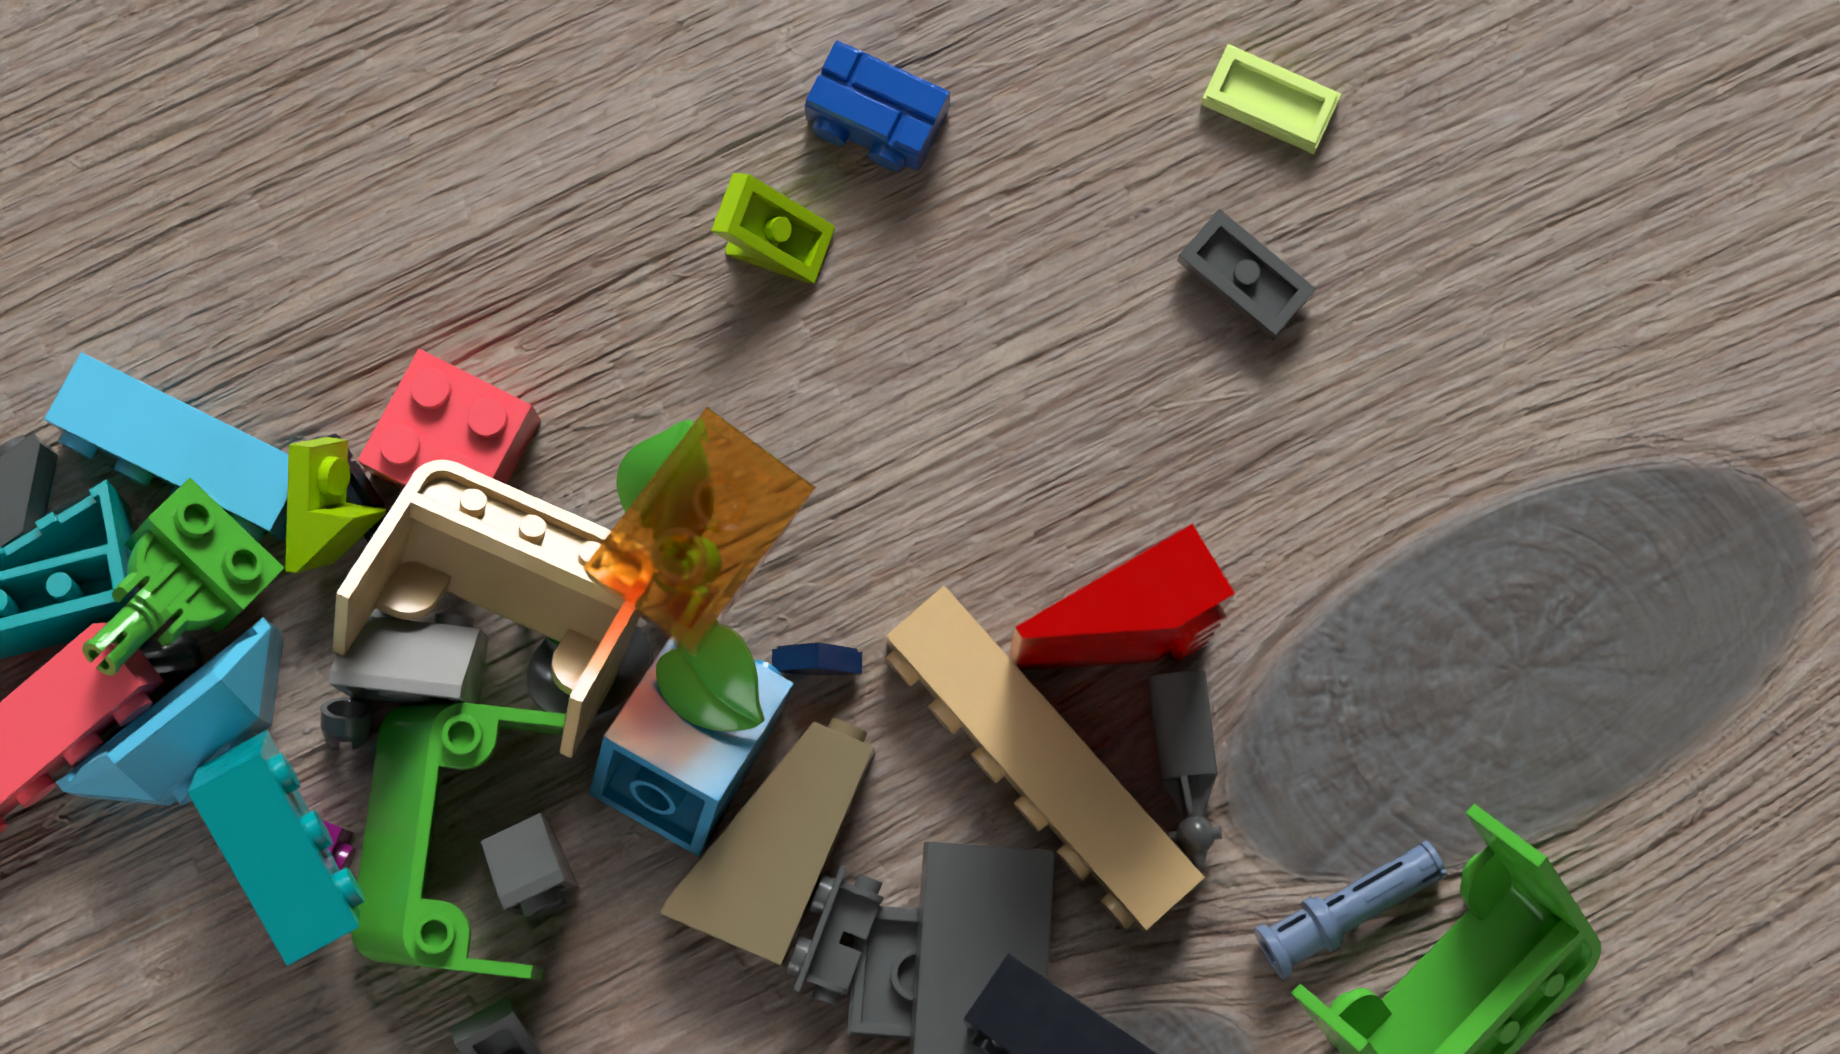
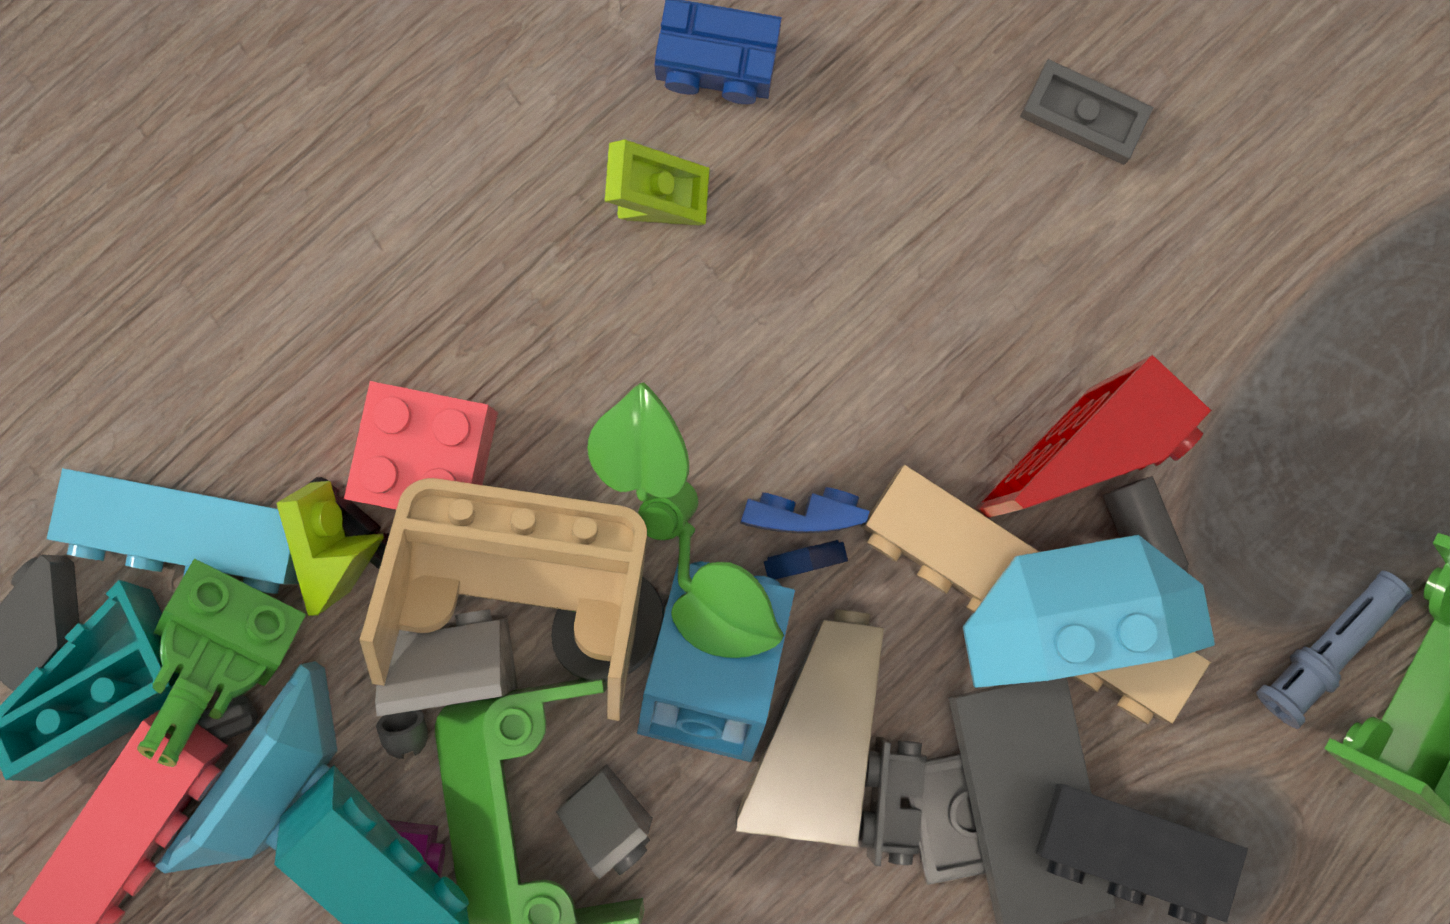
camera: 20 degrees left, 5 degrees up
(699, 531) = (685, 485): clear orange slope -> none
(846, 617) = (822, 513): none -> blue slope
(1086, 785) = (1085, 614): none -> medium azure wedge

